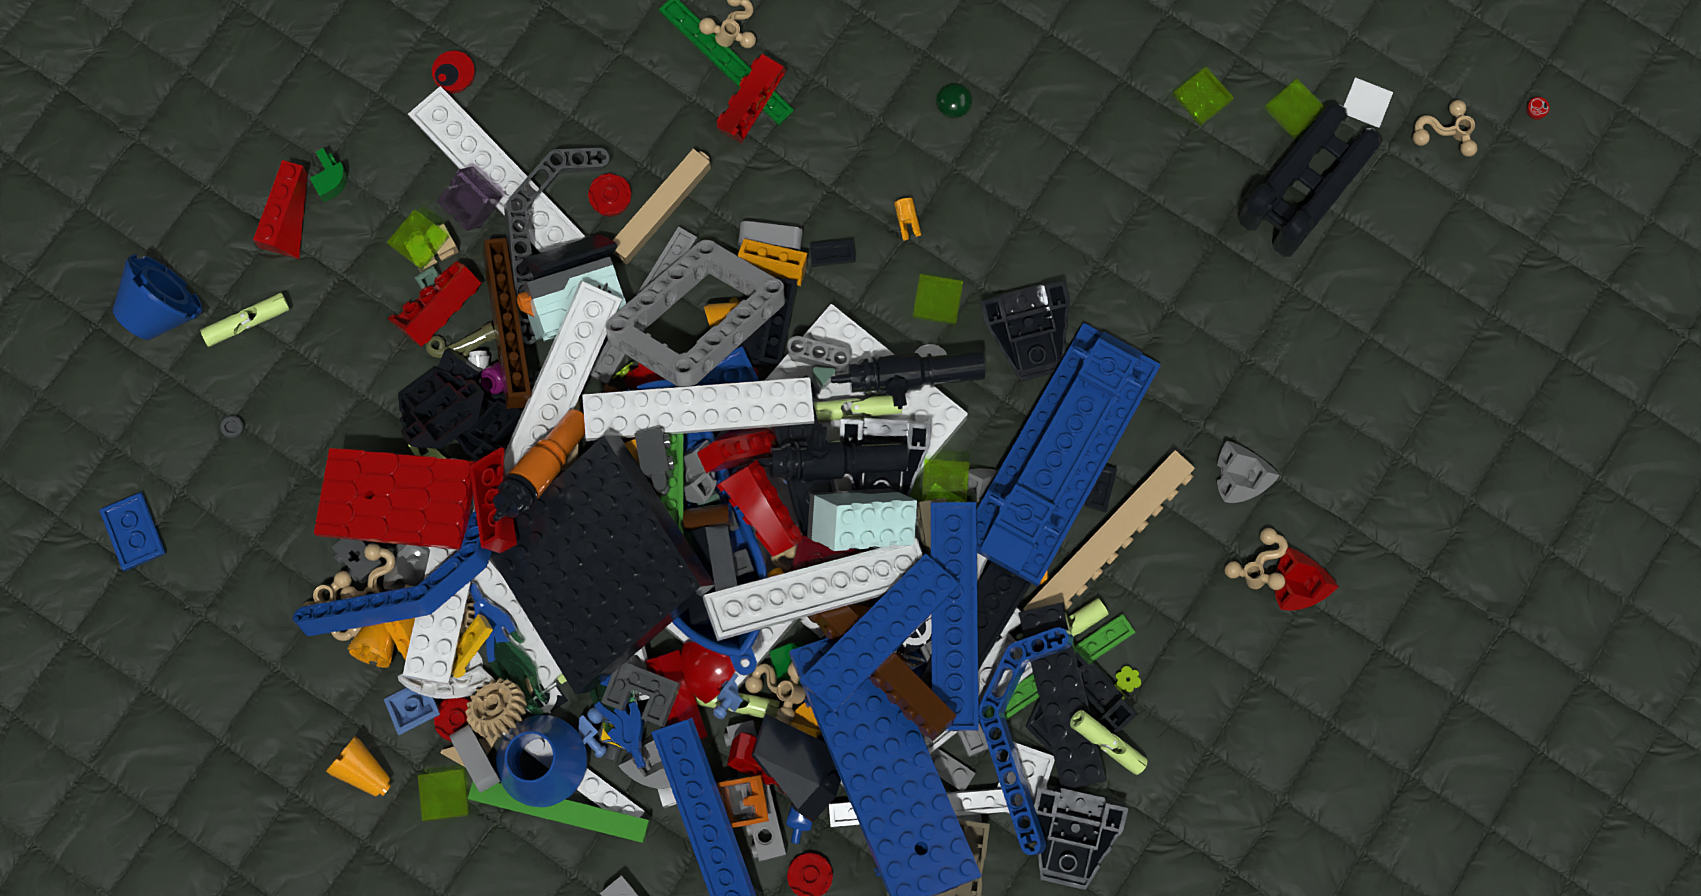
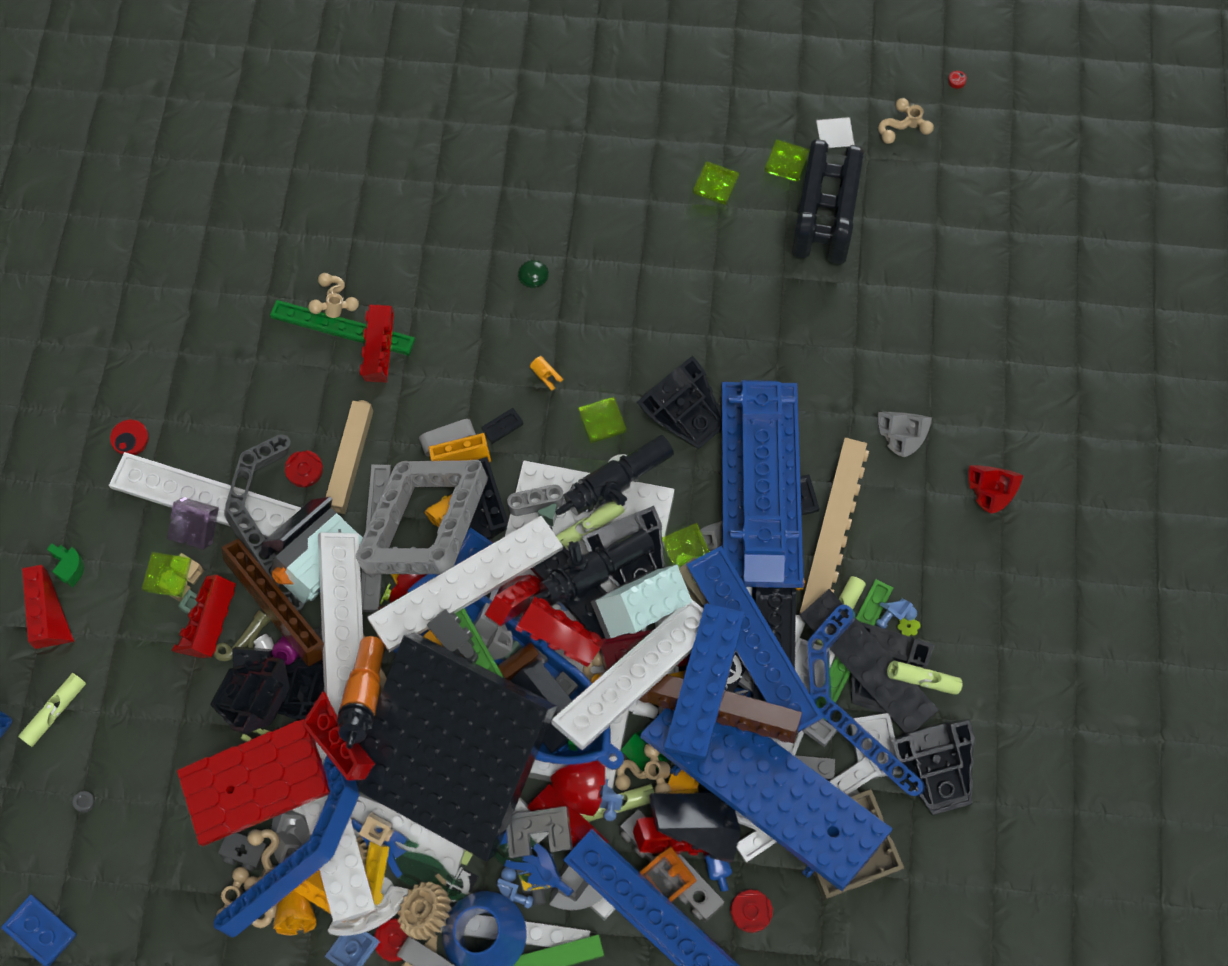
camera: 25 degrees left, 10 degrees down
(482, 606) = (369, 829): none -> tan brick
(1125, 658) = (898, 609): none -> medium blue piece
(1275, 580) = (975, 494): tan piece -> none

